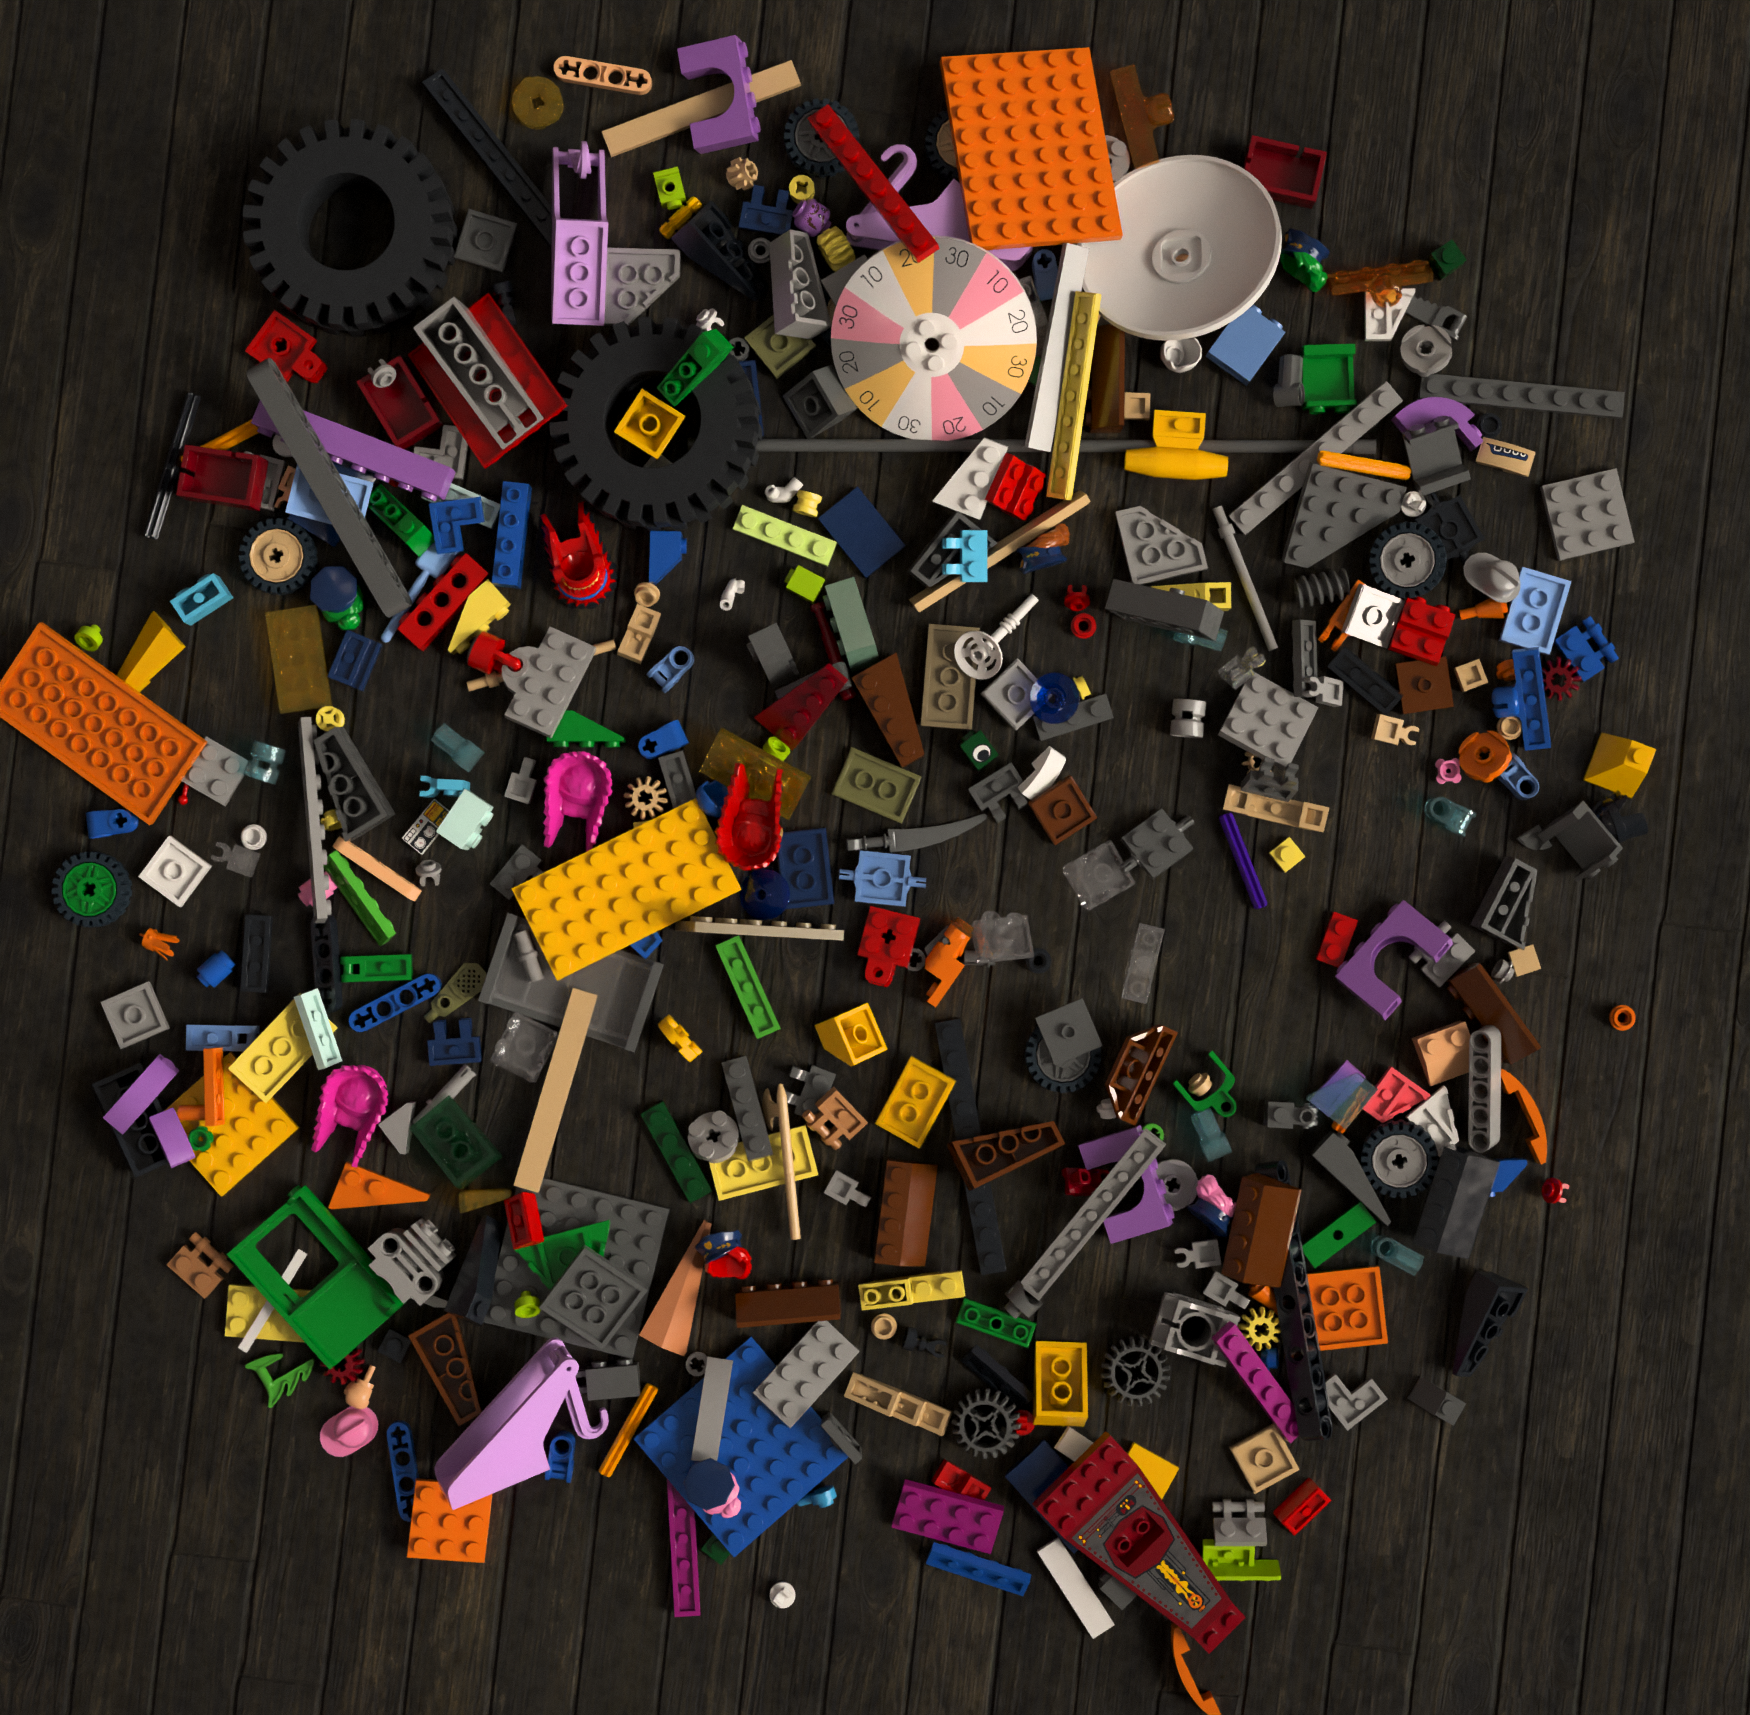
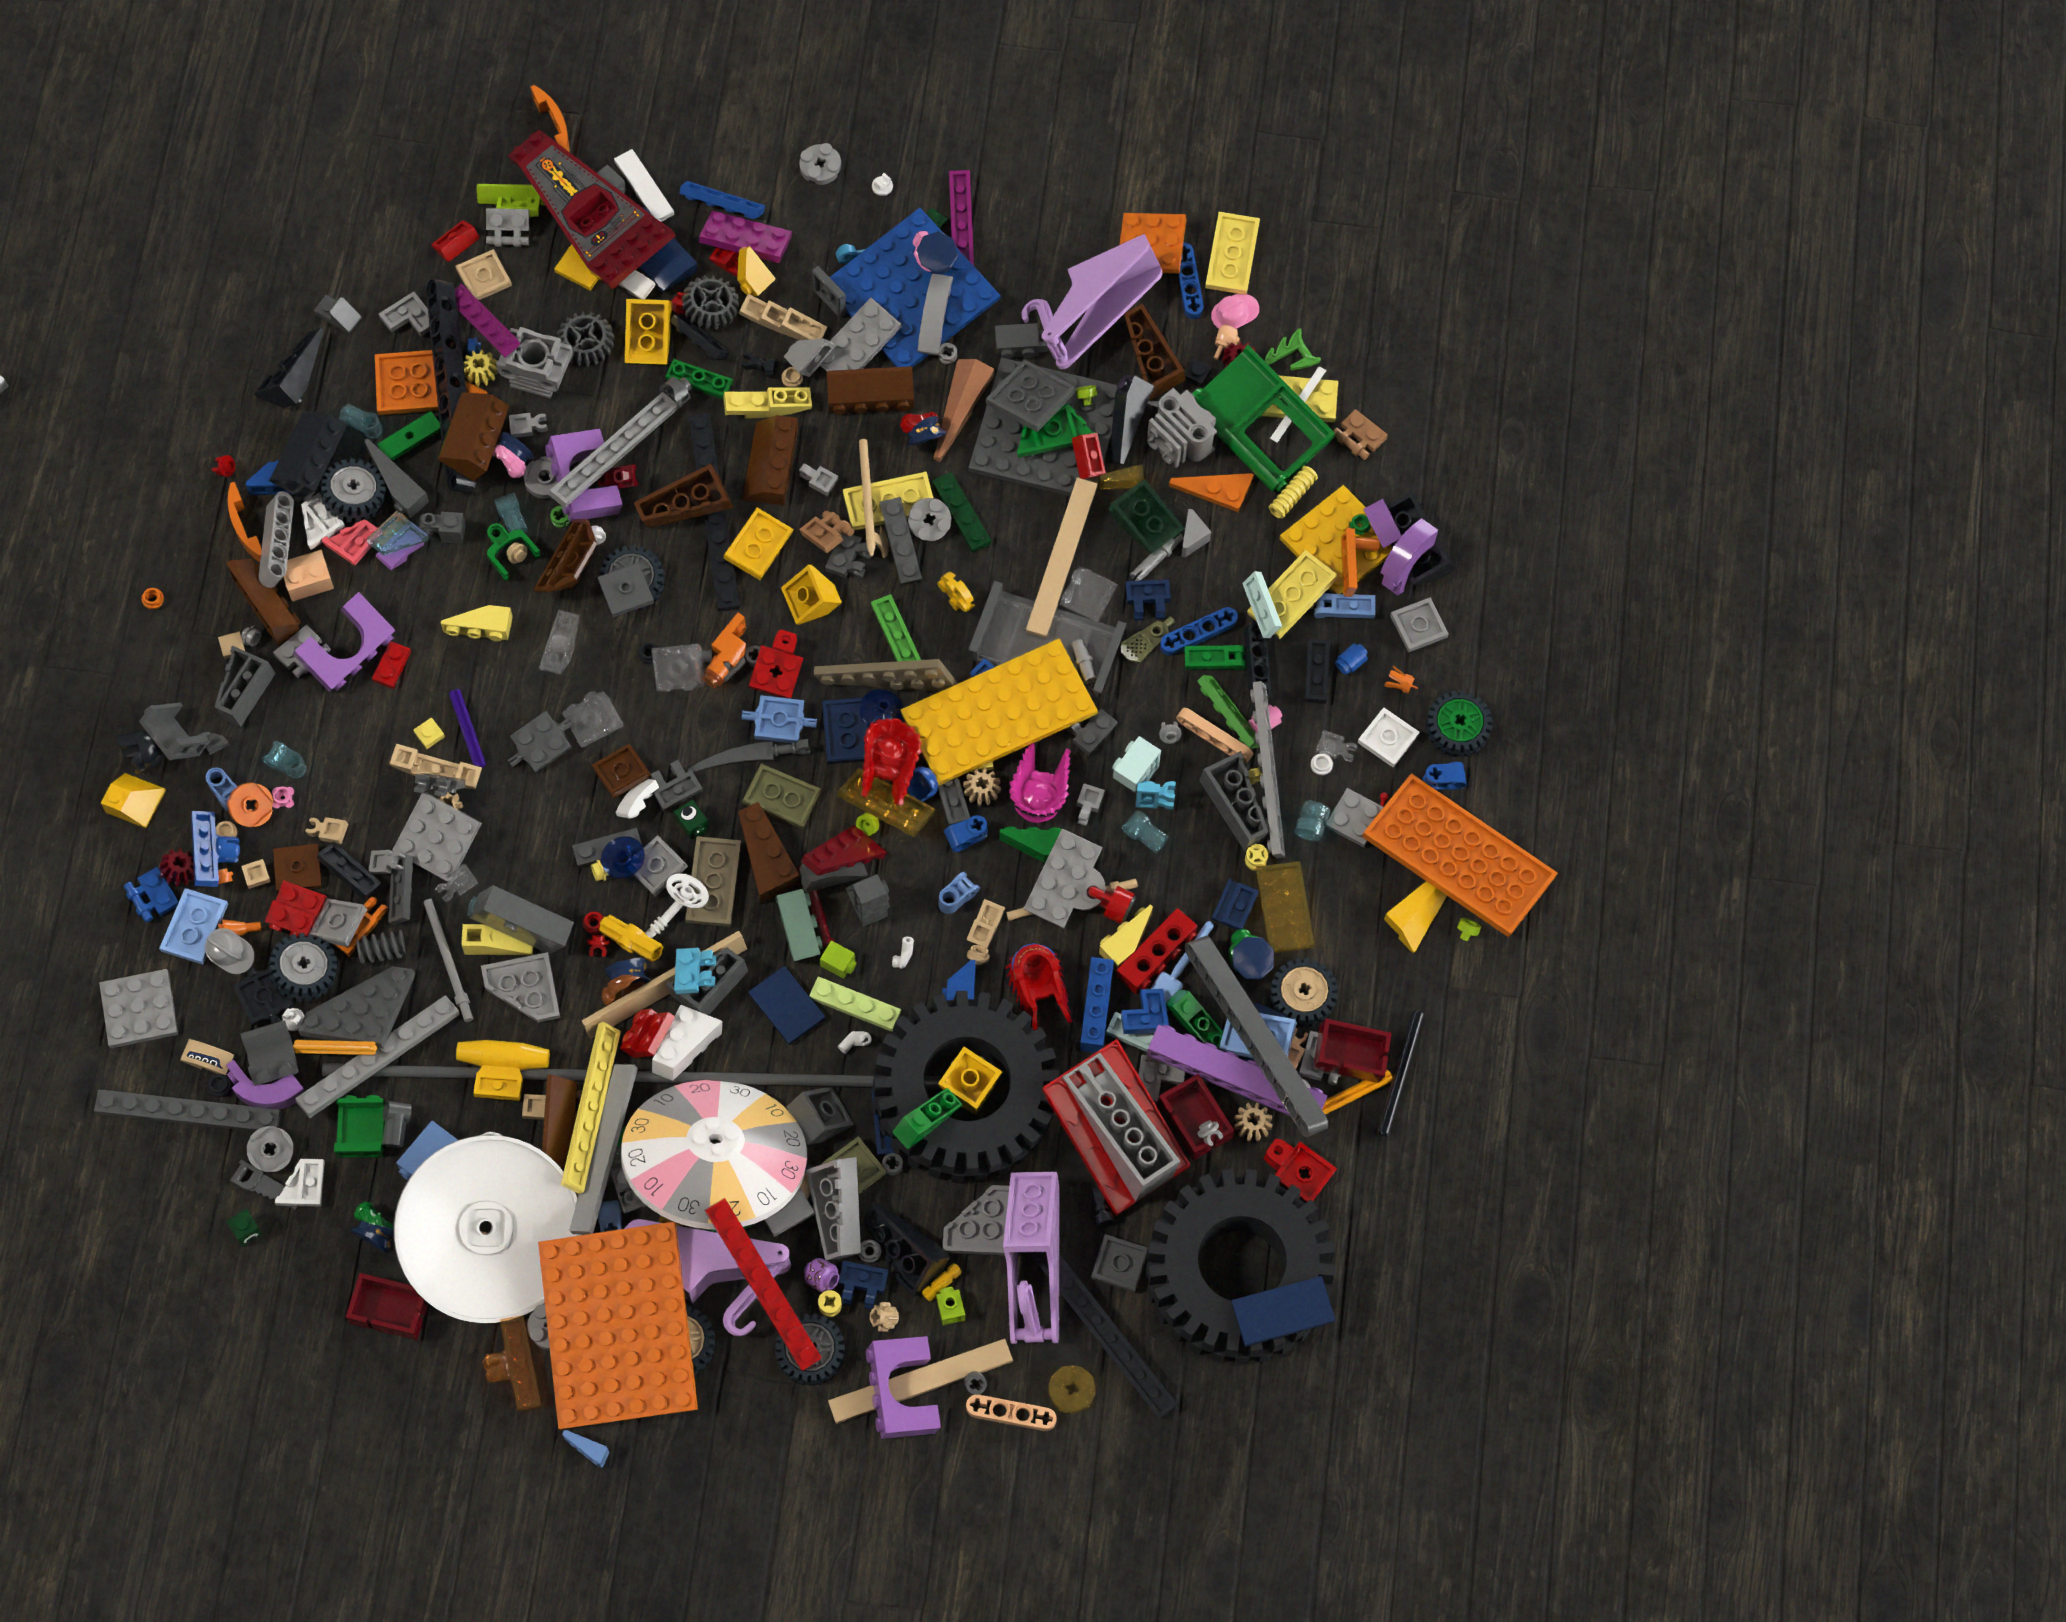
camera: 175 degrees right, 20 degrees down
(201, 598) = (1370, 954): medium azure brick -> none
(280, 1184) = (1293, 492): none -> light yellow piece
(300, 160) = (1283, 1311): none -> dark blue tile
(344, 395) = (1247, 1127): none -> tan gear
(350, 1509) = (1232, 253): none -> light yellow plate
(353, 1099) = (1229, 553): dark pink piece -> none
(424, 829) = (1172, 768): tile -> none
(559, 1460) = (1059, 285): blue piece -> none
(628, 1430) = (1005, 306): light orange axle -> none
(641, 104) = (975, 1390): none -> dark grey bush
(707, 318) = (919, 1189): white plate -> none
(807, 503) = (834, 1028): light yellow wheel -> none
(835, 248) = (800, 1245): light yellow gear -> none
(854, 1638) = (817, 153): none -> light grey plate
(865, 1351) = (808, 354): none -> light grey slope
(936, 1461) = (752, 272): none -> yellow slope
(1040, 602) = (631, 938): none -> yellow piece
(1056, 26) = (592, 1450): none -> medium blue slope
(1188, 727) = (507, 841): light grey wheel -> none
(1223, 1289) = (509, 395): light grey plate -> none
(1229, 994) = (486, 622): none -> light yellow slope
(1381, 282) = (305, 1209): clear orange plate -> none

